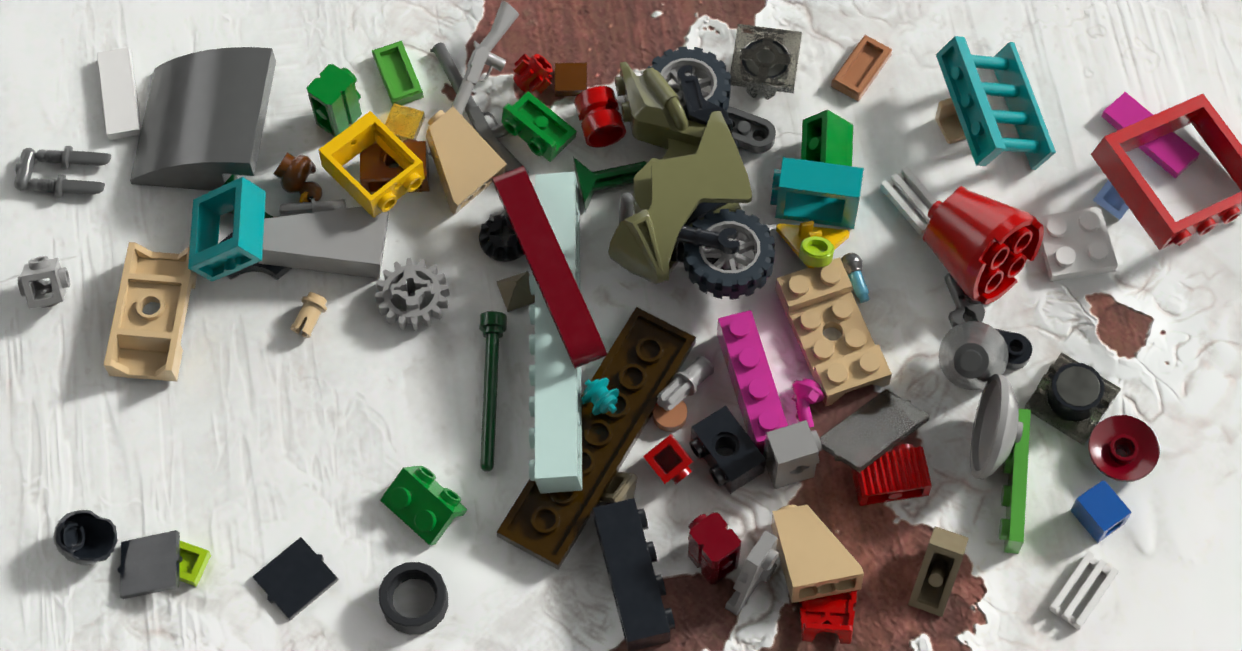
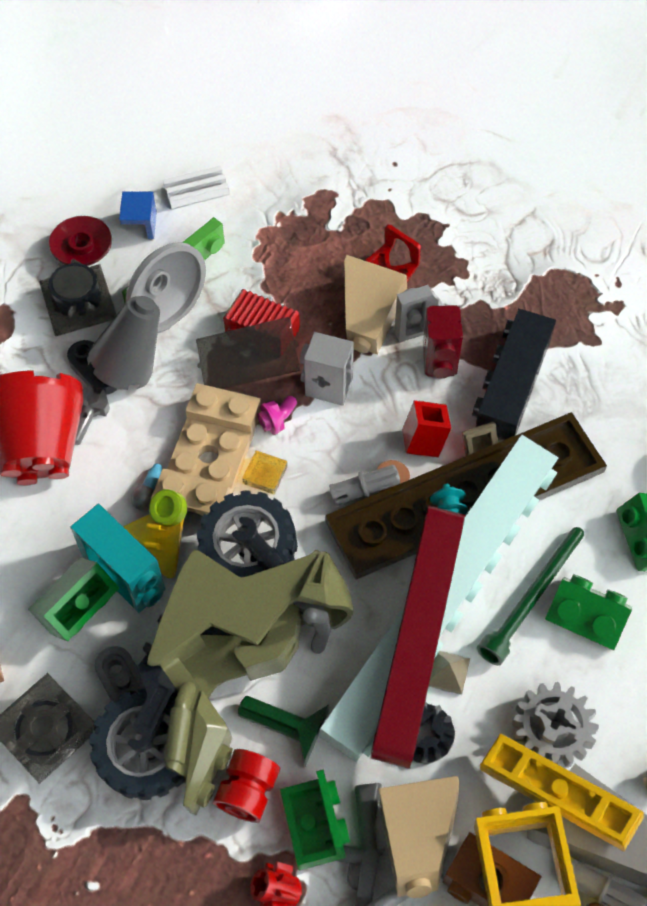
camera: 145 degrees left, 5 degrees down
(378, 233) = (550, 783): none -> yellow plate
(437, 402) = (589, 612): none -> green bracket
(570, 78) = (238, 863): reddish brown tile -> none
(720, 431) = (366, 432): black brick -> none
(750, 376) = (309, 447): dark pink brick -> none
(779, 351) = (265, 472): none -> clear yellow tile
(927, 198) = (27, 519): white tile -> none
(938, 571) = (282, 246): dark tan slope -> none

